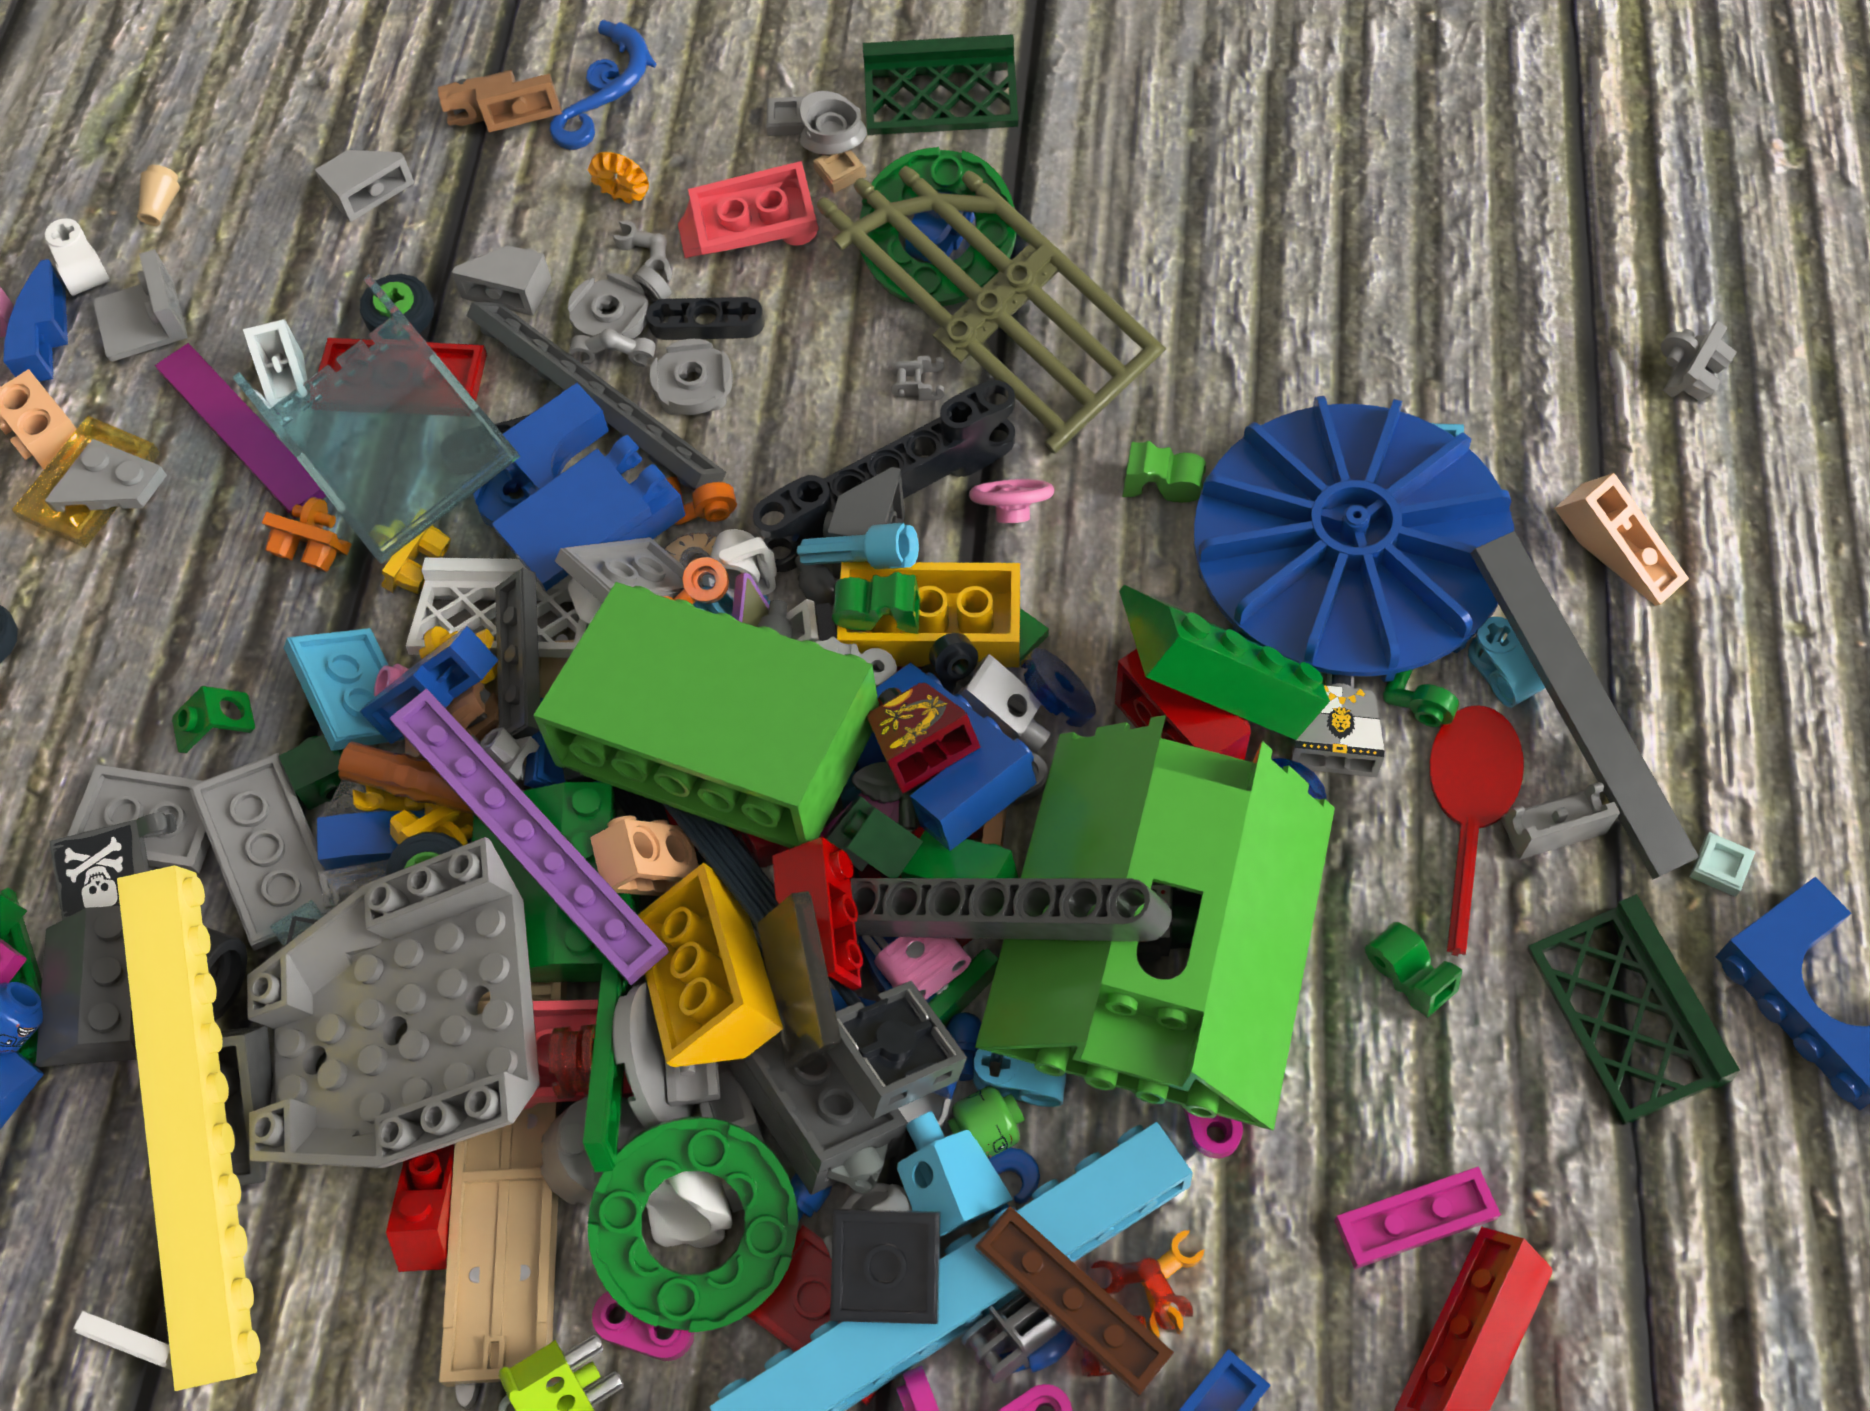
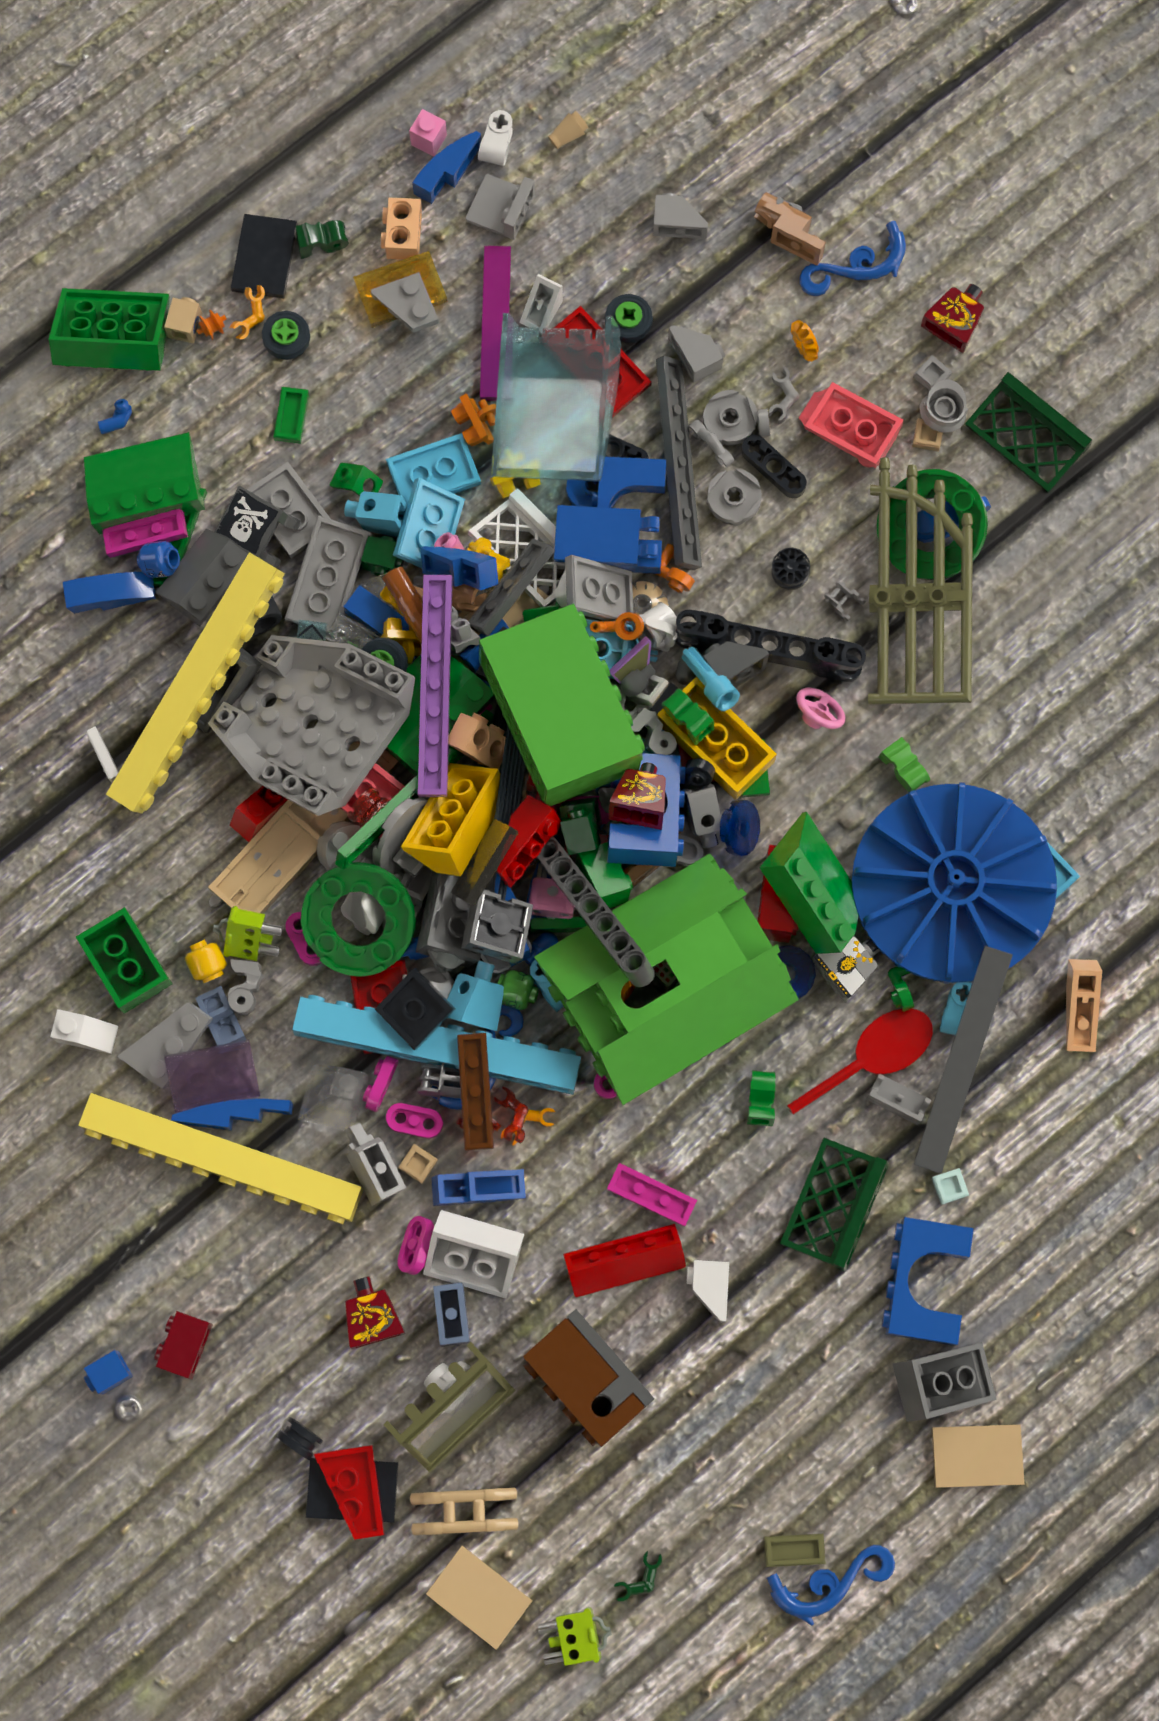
camera: 40 degrees right, 15 degrees up
(58, 716) = (291, 415): none -> green tile
(268, 719) = (378, 512): none -> medium azure torso
(306, 606) = (440, 463): none -> medium azure tile
(756, 49) = (955, 316): none -> dark red torso
(828, 395) = (790, 568): none -> black wheel
(1616, 1261) = (710, 1285): none -> white slope

